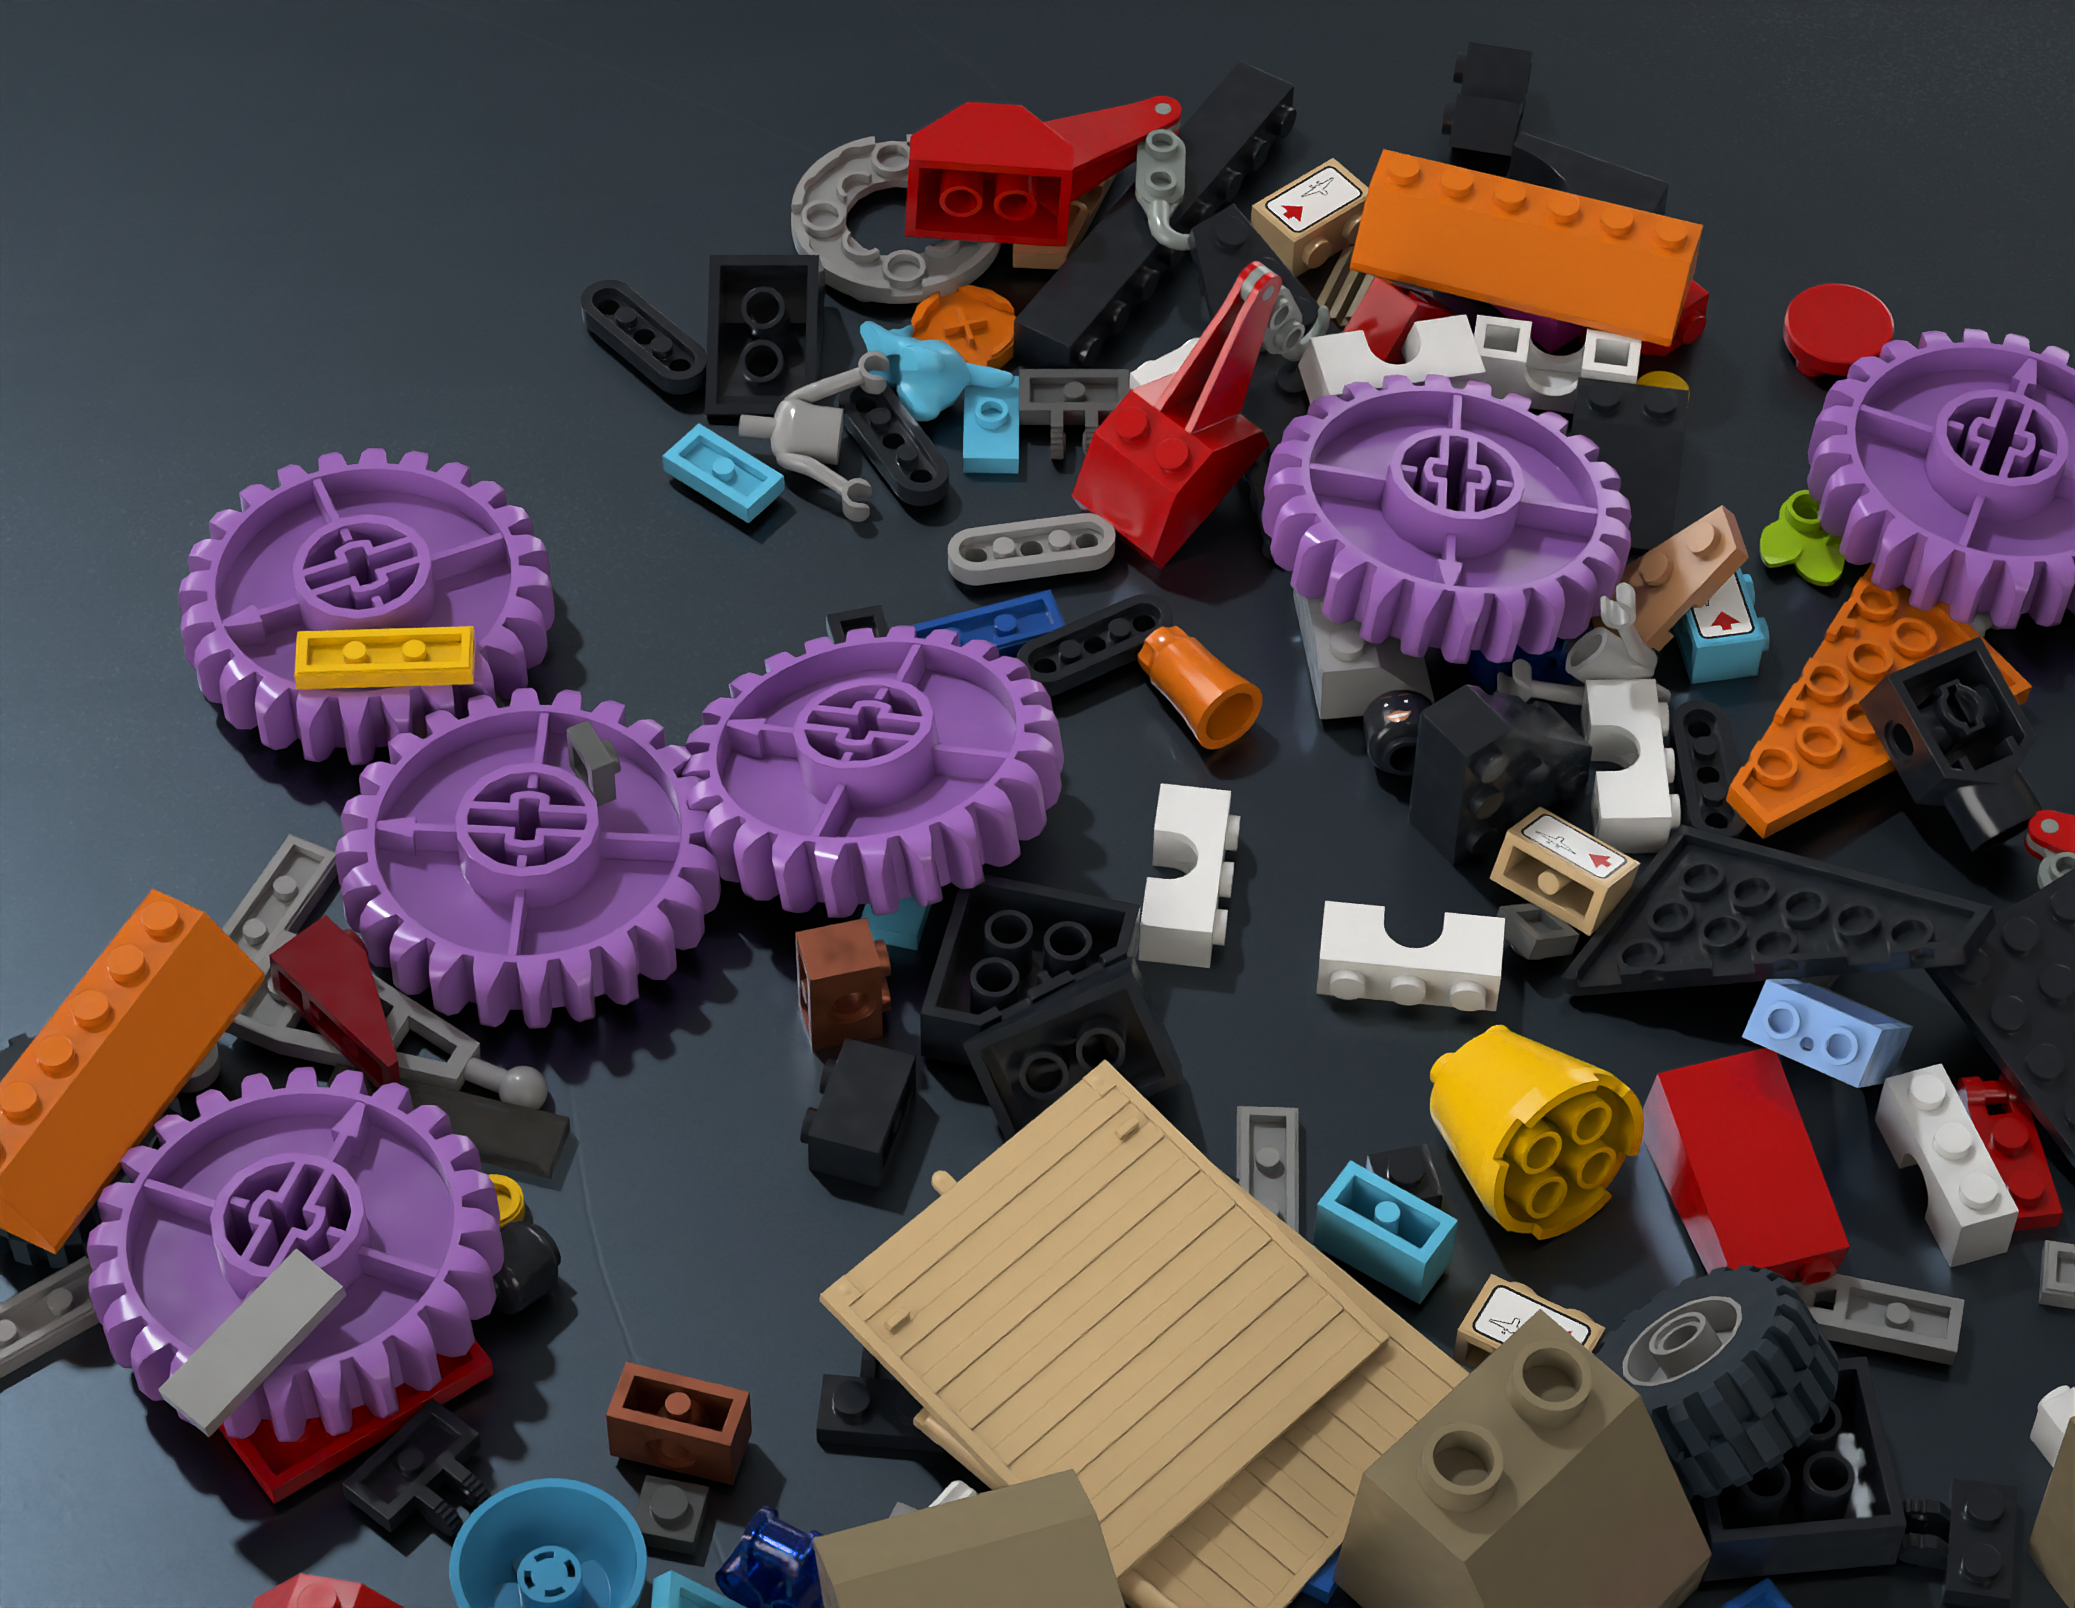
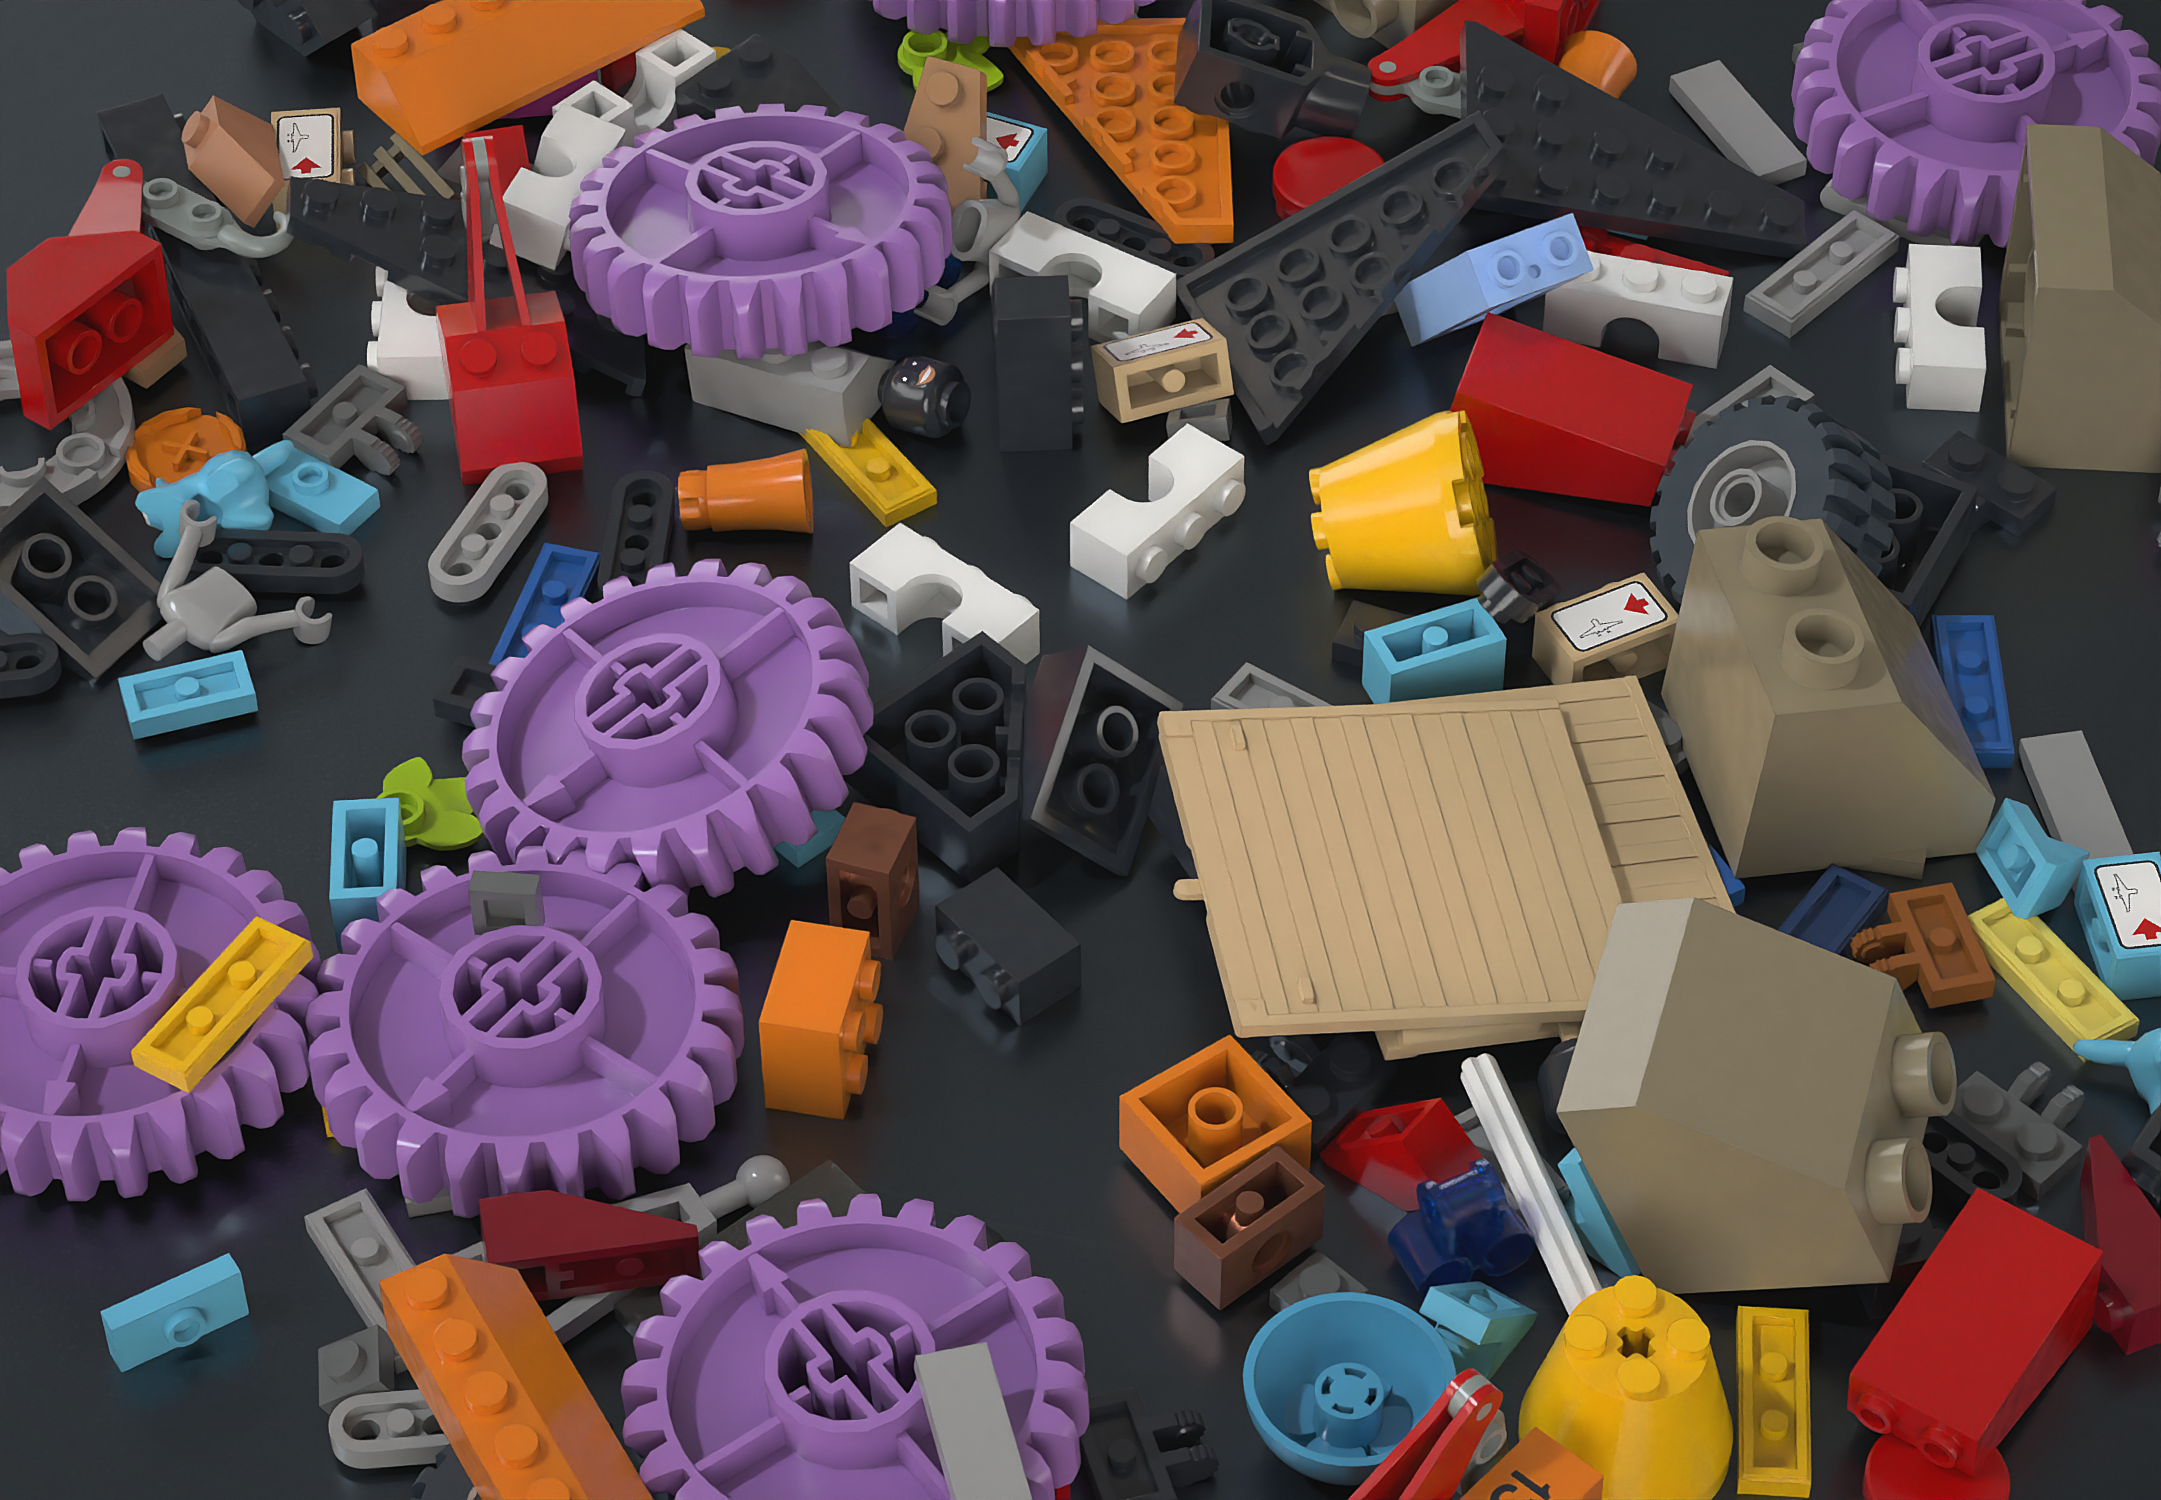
camera: 55 degrees left, 5 degrees down
(146, 811) = (175, 1312): none -> medium azure plate
(628, 665) = (365, 858): none -> medium azure brick
(673, 1027) = (819, 1020): none -> orange brick
(722, 664) = (432, 809): none -> lime plate
(762, 1340) = (1208, 1122): none -> orange brick
(842, 1485) = (1399, 1148): none -> red slope
(1259, 161) = (234, 158): none -> nougat slope
(1309, 754) = (876, 473): none -> yellow tile
(1509, 1244) = (1516, 588): none -> black plate
(1912, 853) = (1318, 168): none -> red tile

